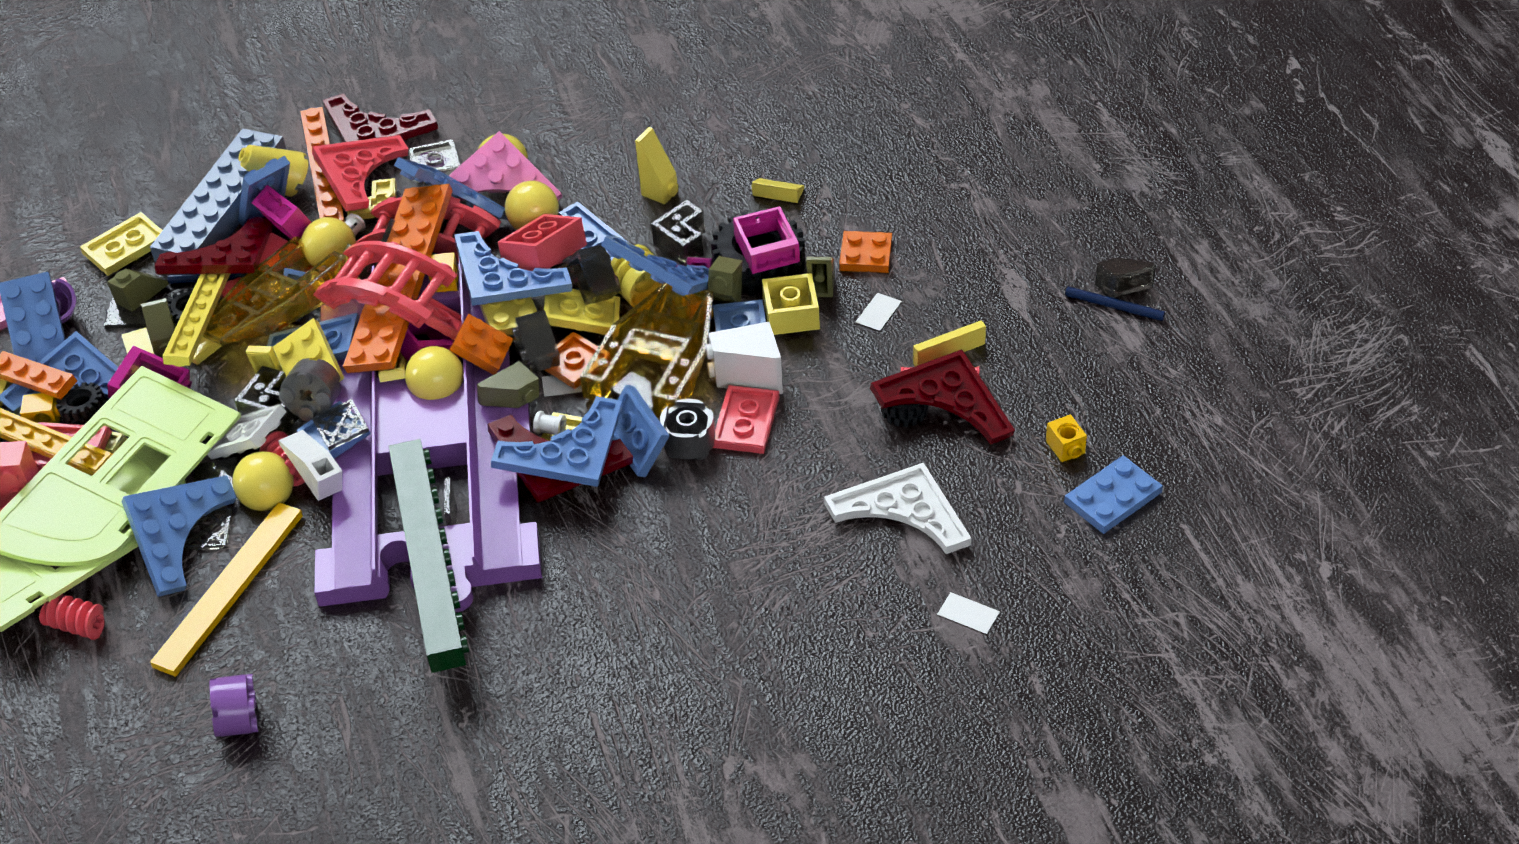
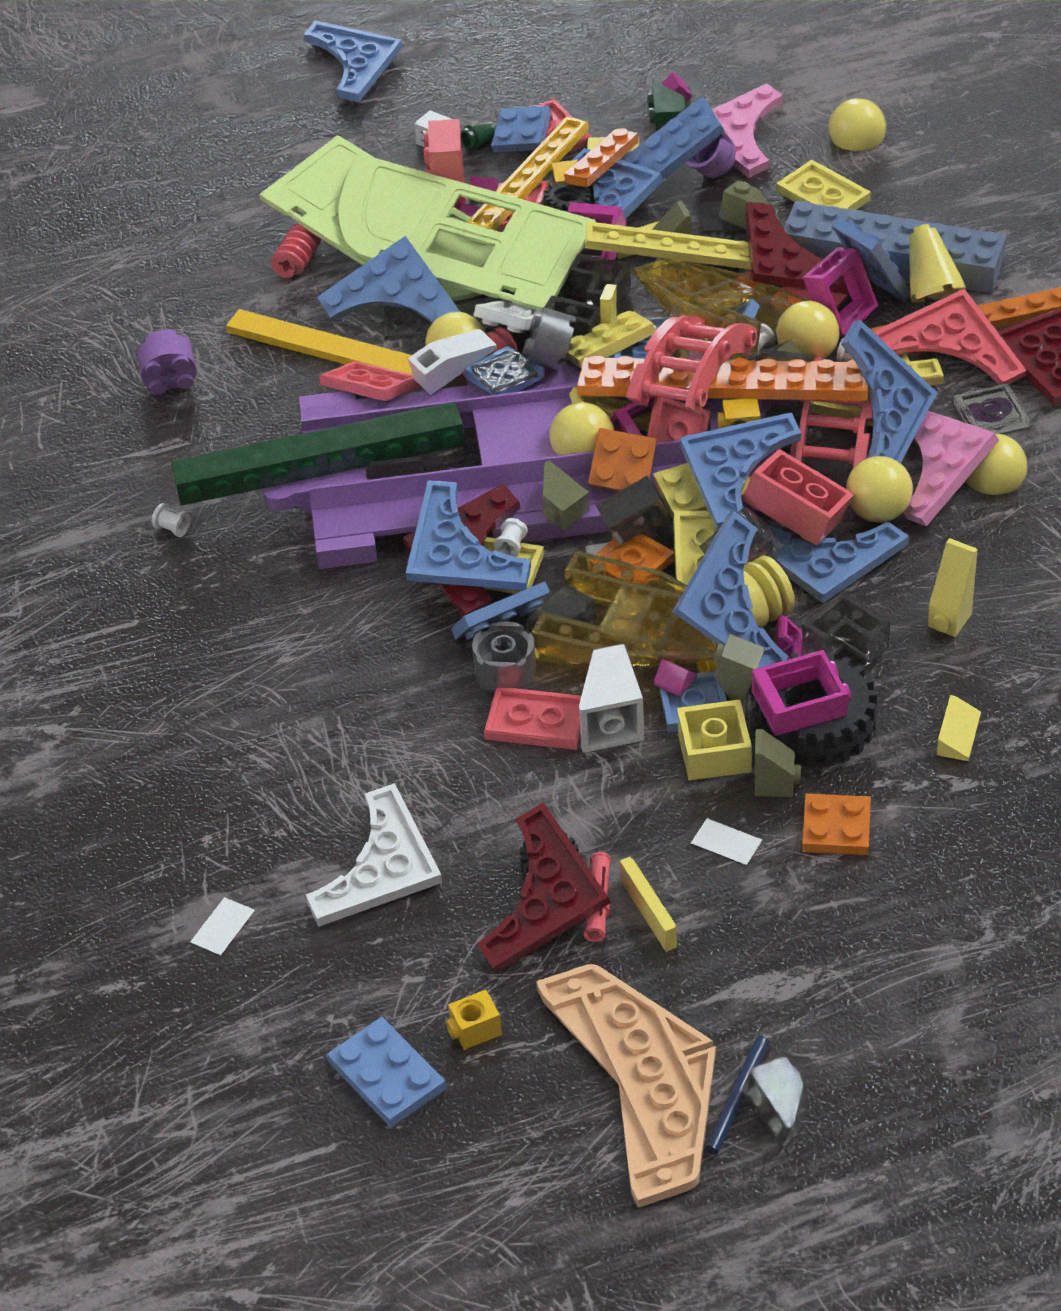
camera: 90 degrees right, 0 degrees up
(38, 220) = (857, 125): none -> light yellow piece
(218, 374) = (592, 274): none -> clear smoke brick
(305, 539) = (369, 381): none -> coral tile
(465, 689) = (171, 520): none -> white bush
(724, 321) = (673, 677): none -> dark pink slope
(1105, 337) = (660, 1072): none -> light nougat wing

